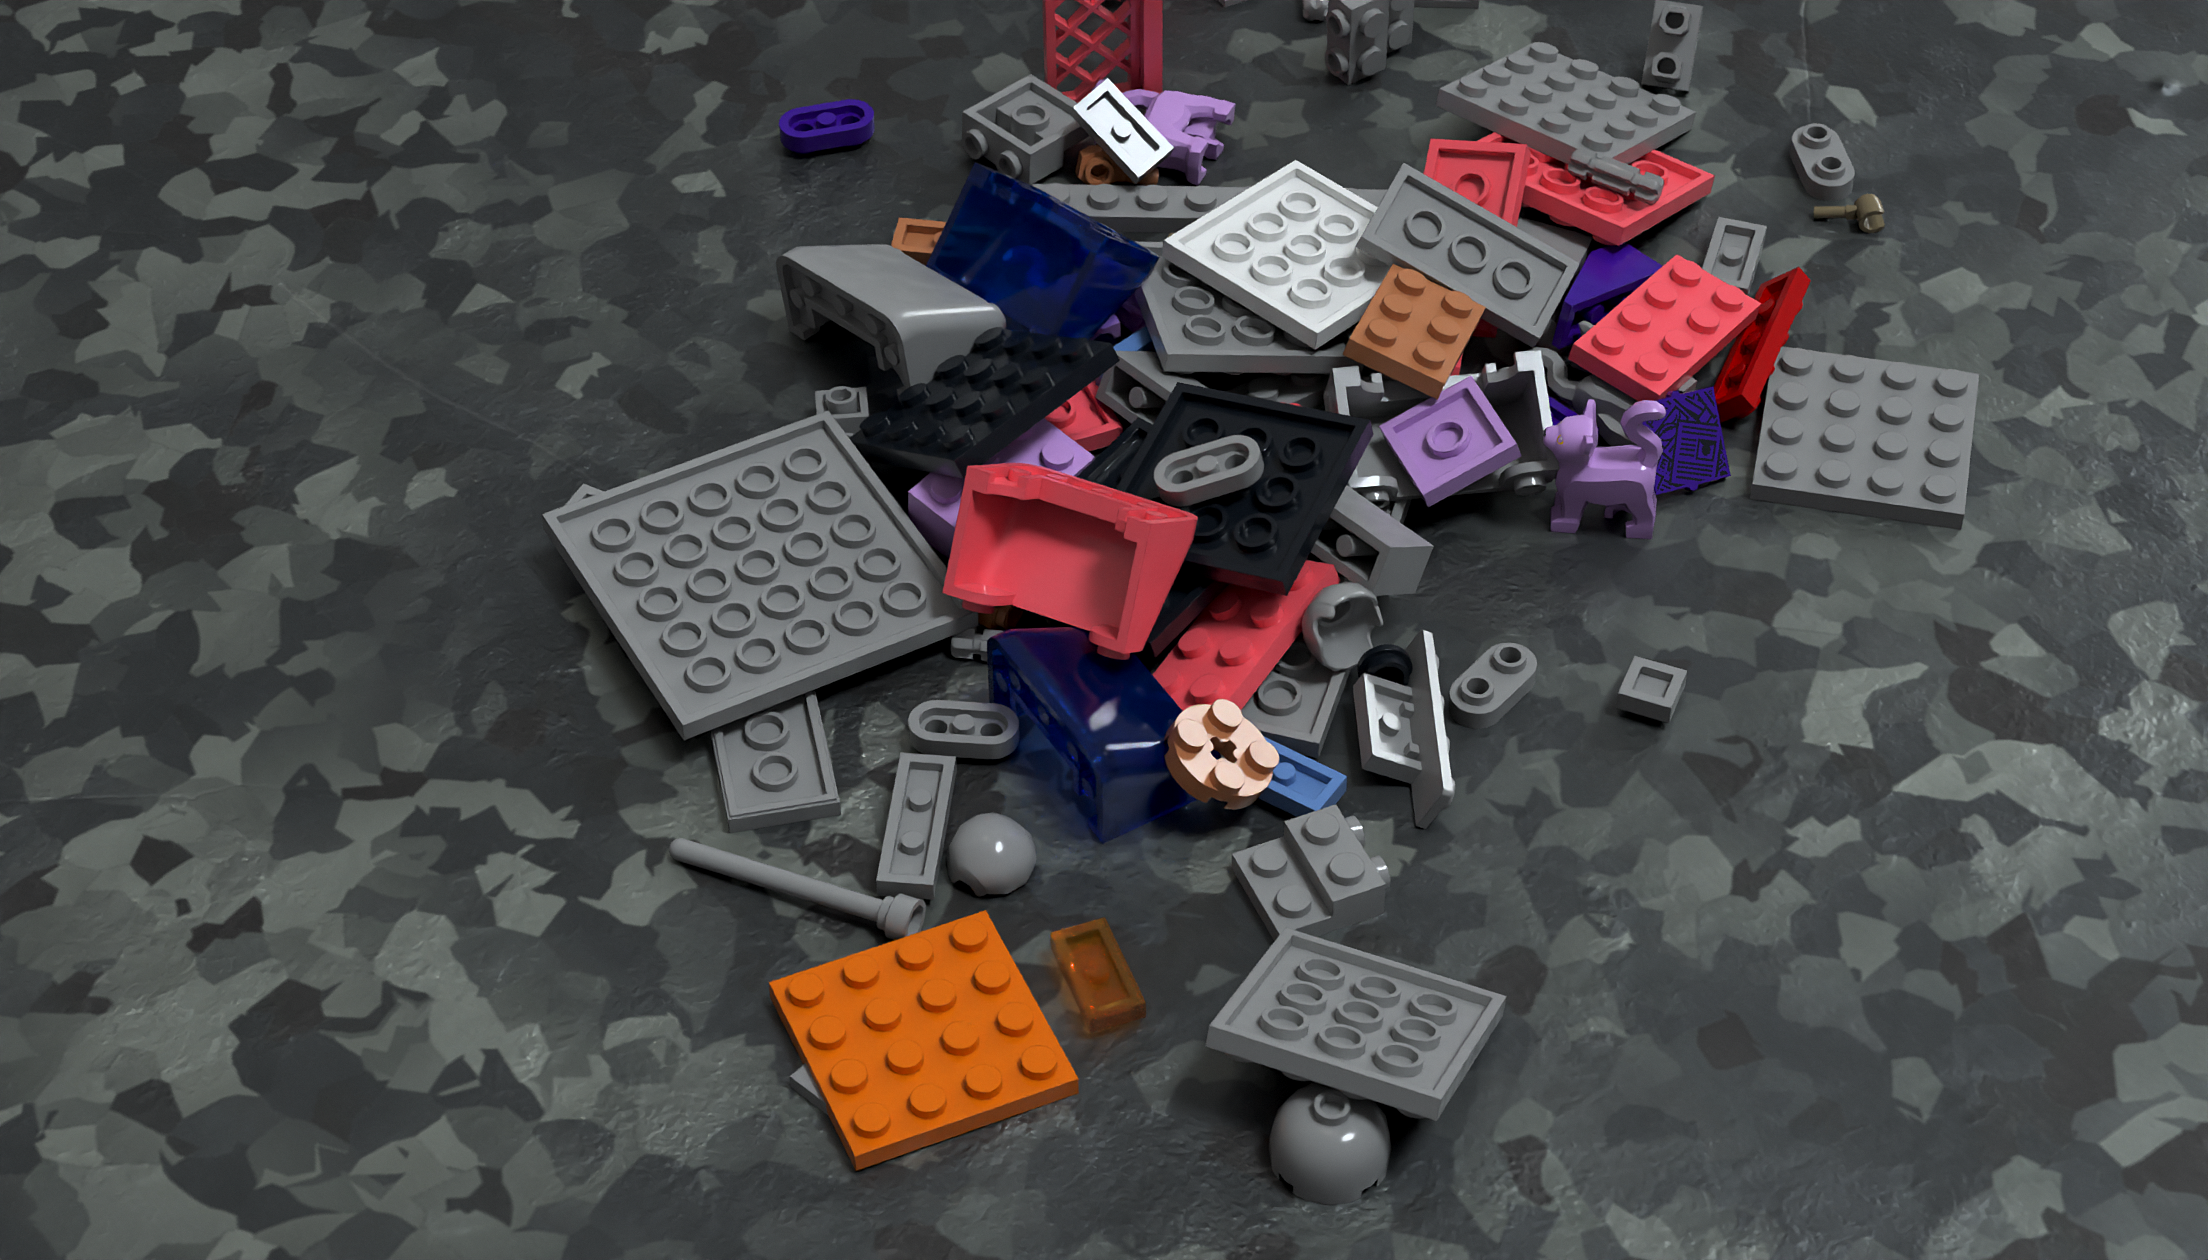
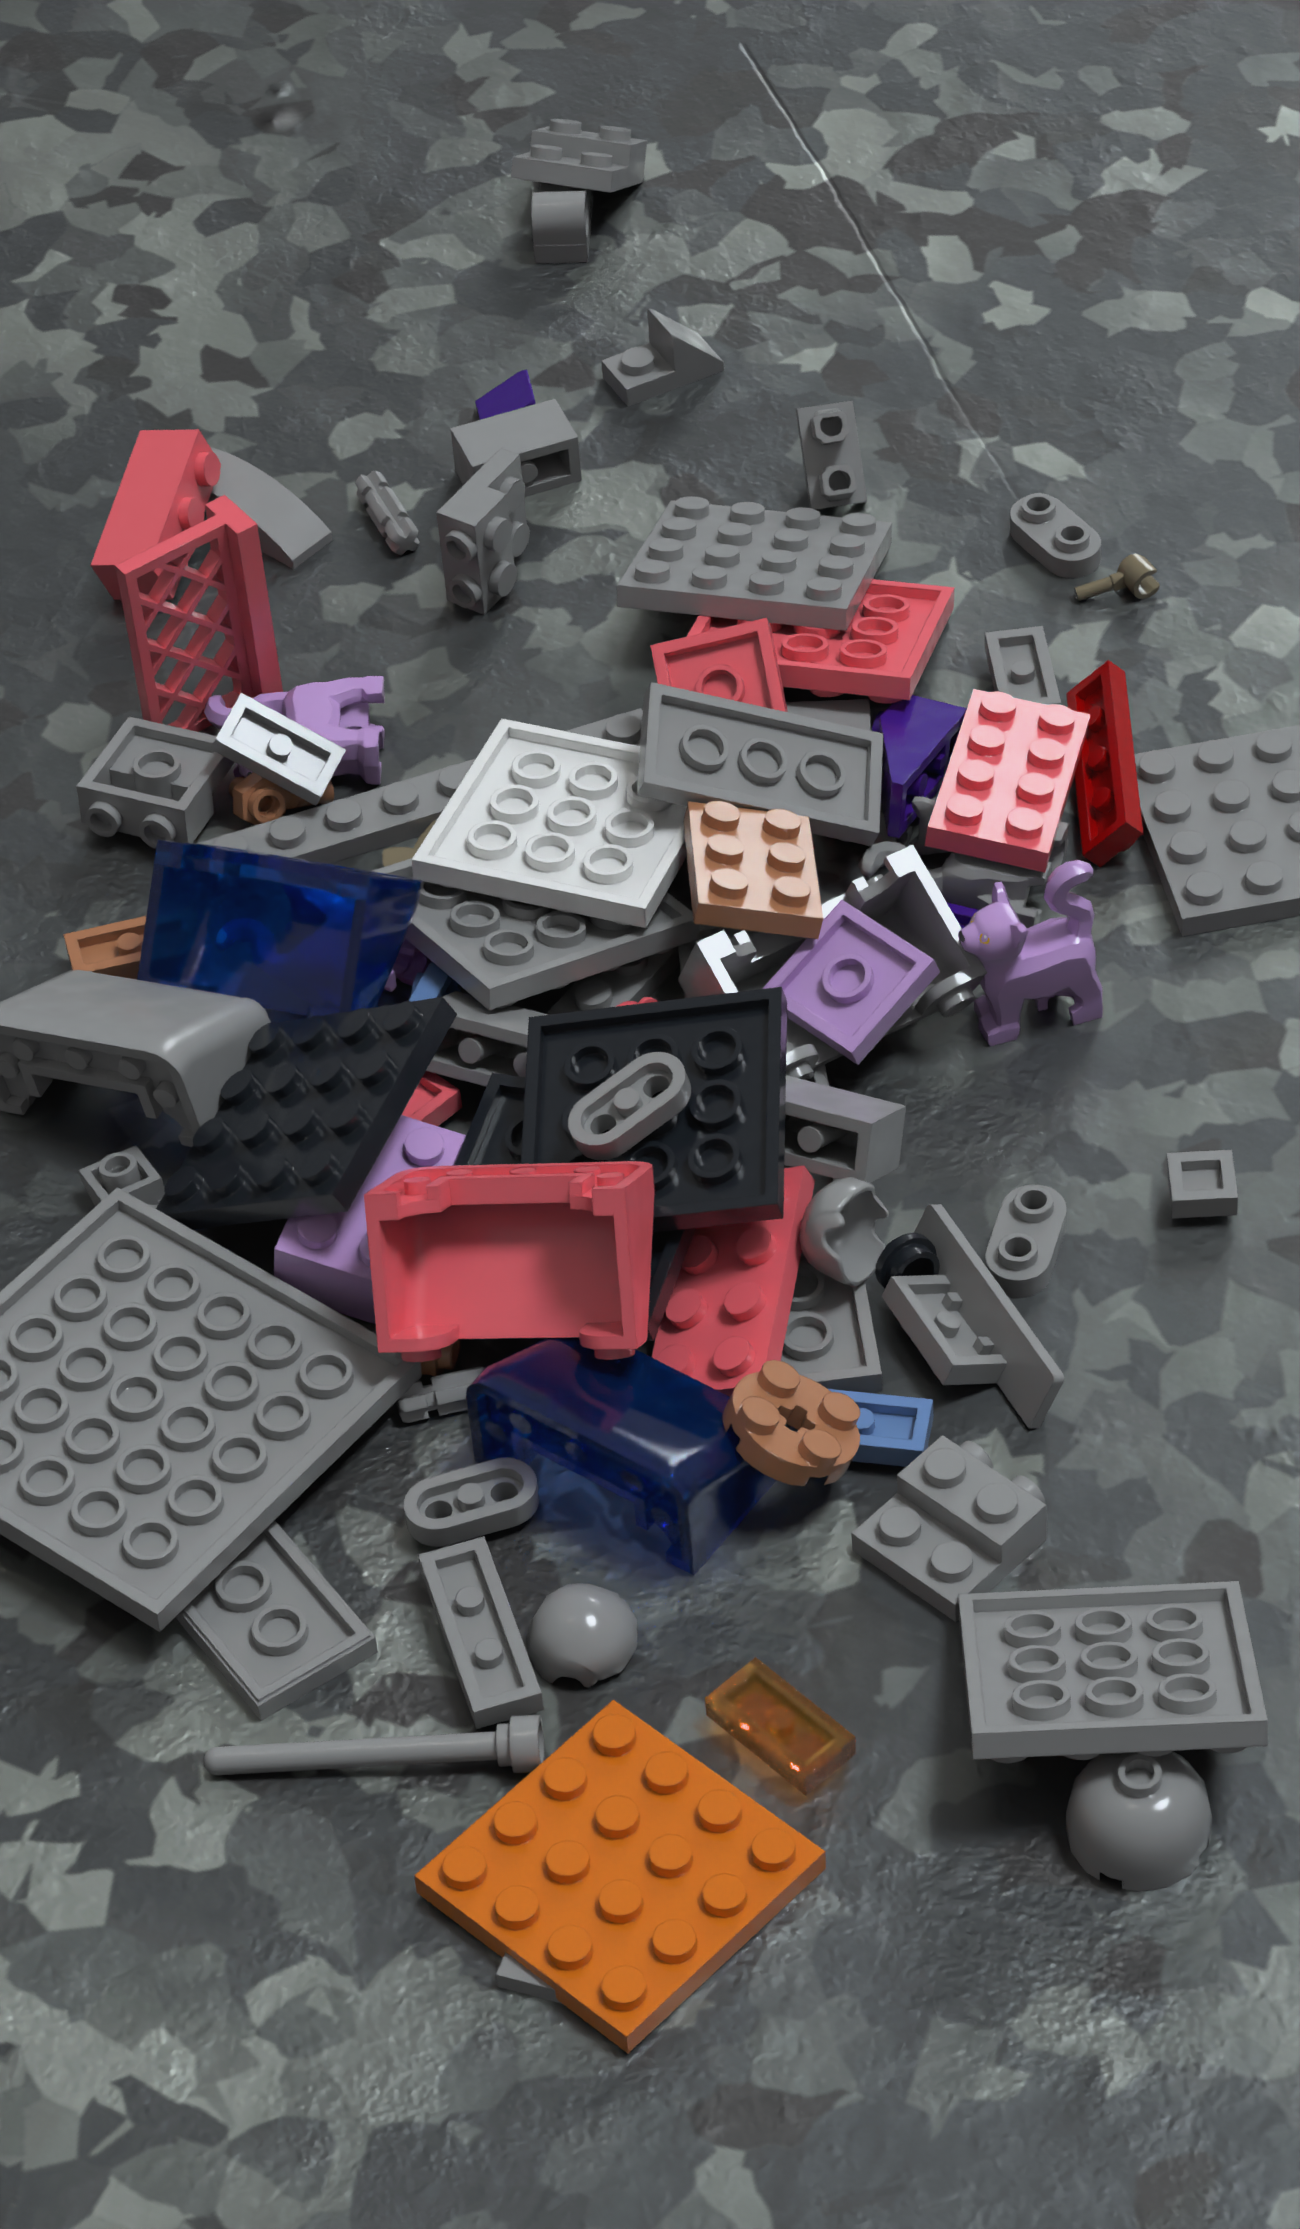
camera: 20 degrees left, 0 degrees up
(1615, 175) = (865, 622): light grey axle -> none
(1690, 441) = (1109, 889): dark purple piece -> none

